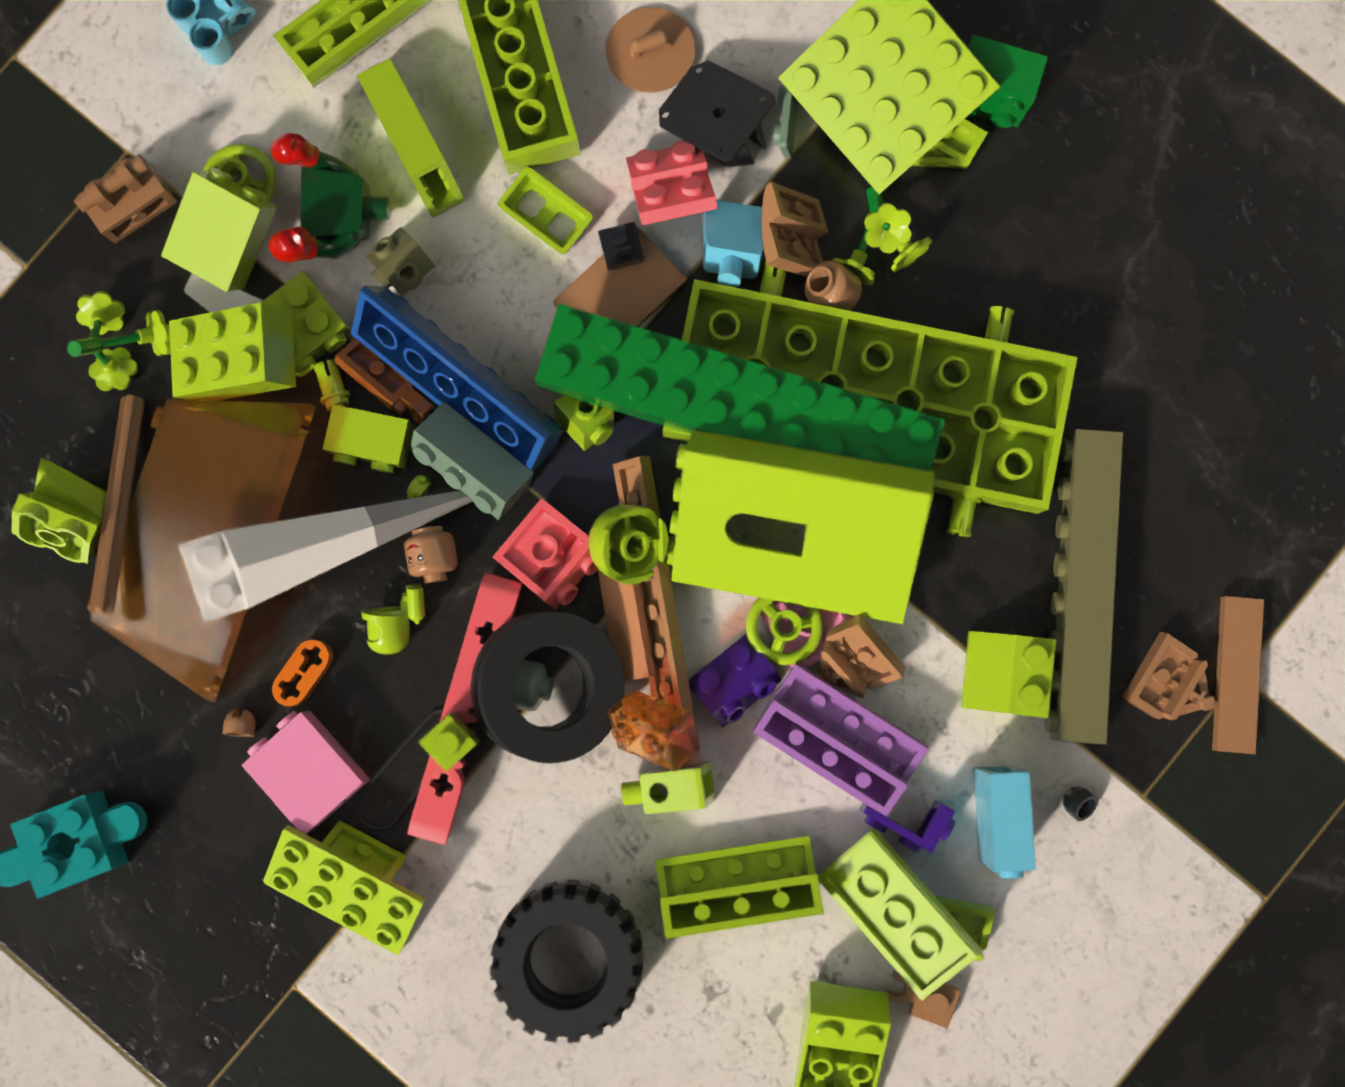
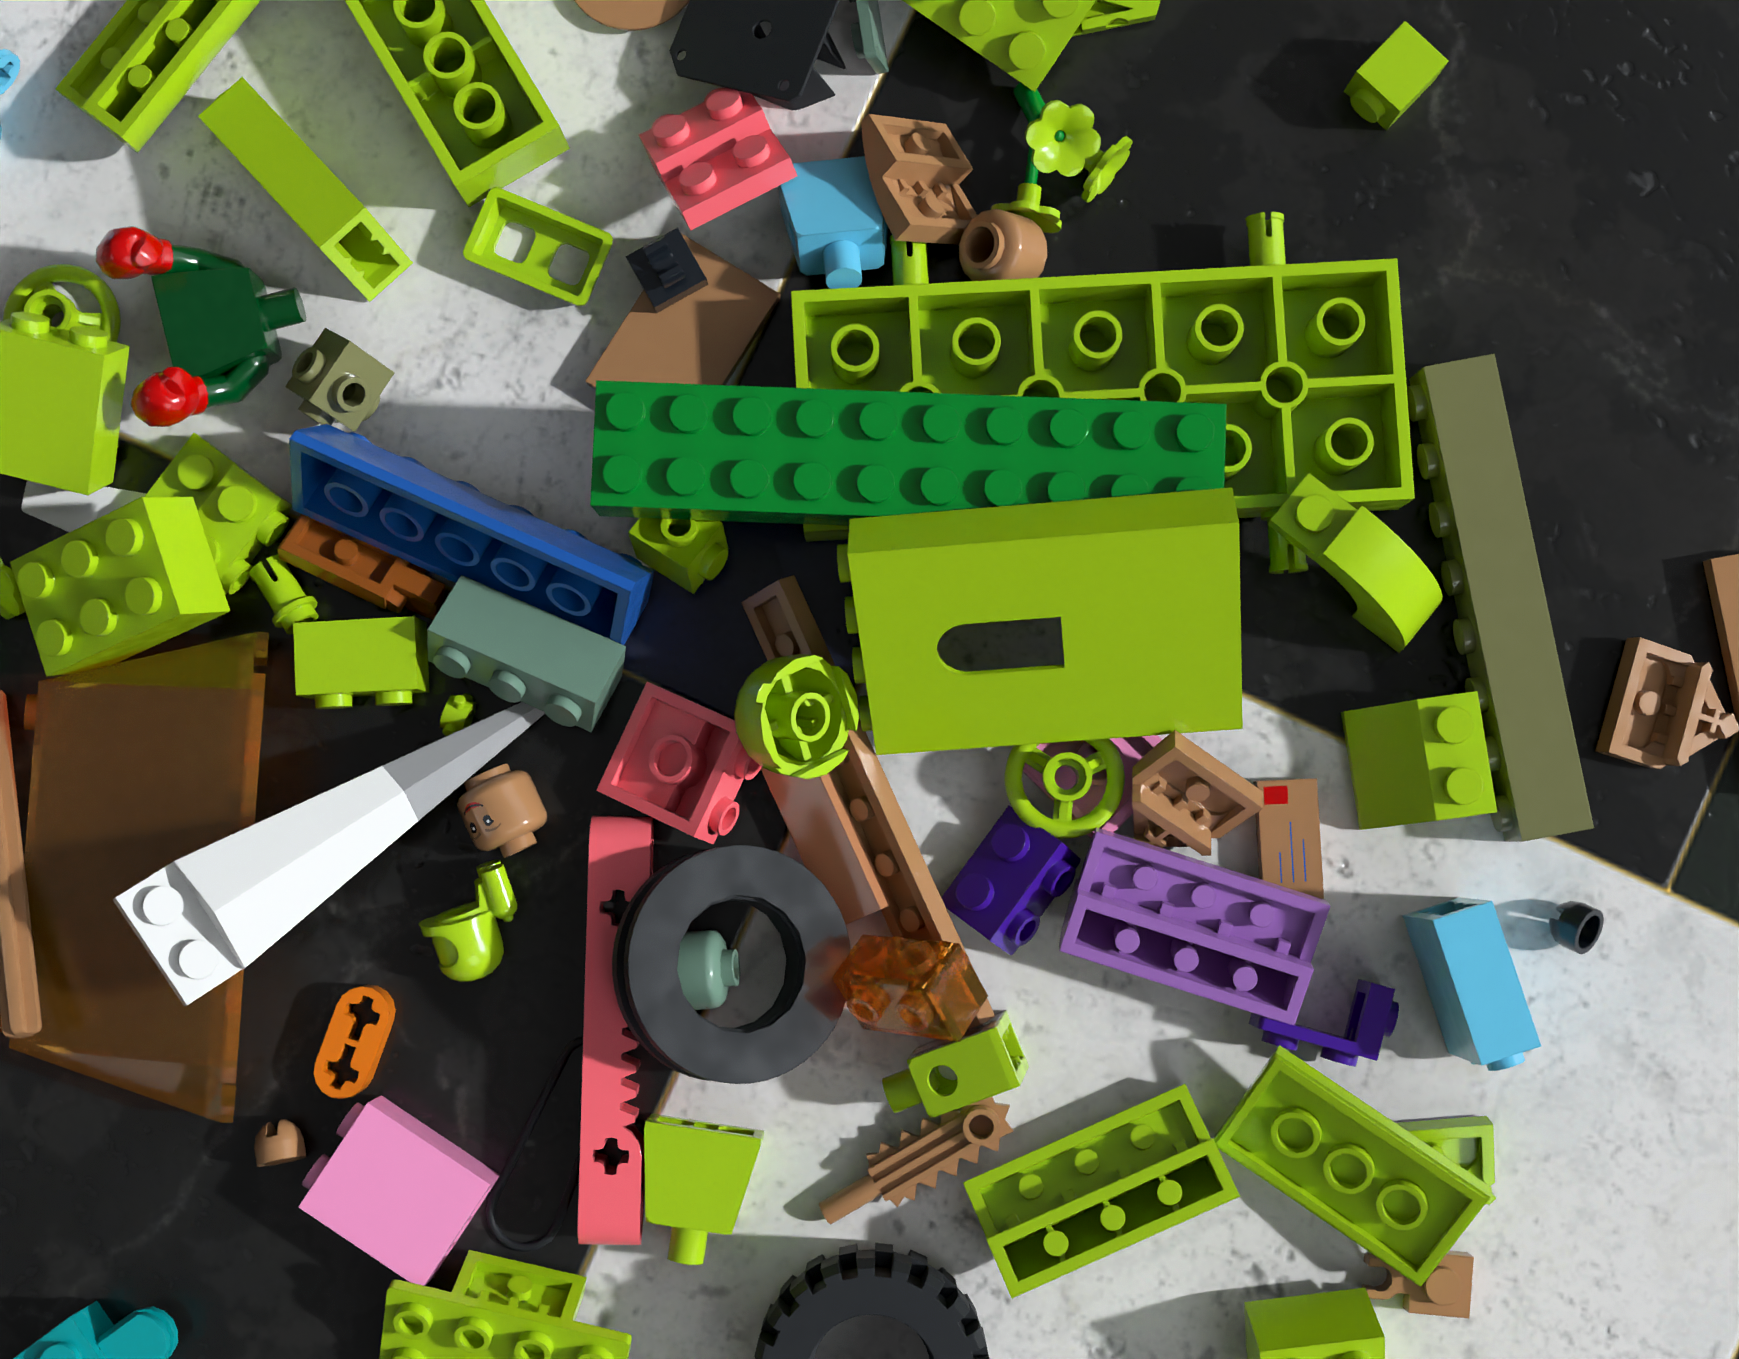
camera: 15 degrees left, 0 degrees up
(449, 741) = (605, 1088): lime brick -> none
(490, 814) = (696, 1179): none -> lime torso
(632, 837) = (920, 1157): none -> medium nougat piece
(916, 699) = (1290, 835): none -> medium nougat tile
(1012, 545) = (1365, 556): none -> lime arch
(1107, 243) = (1394, 76): none -> lime brick

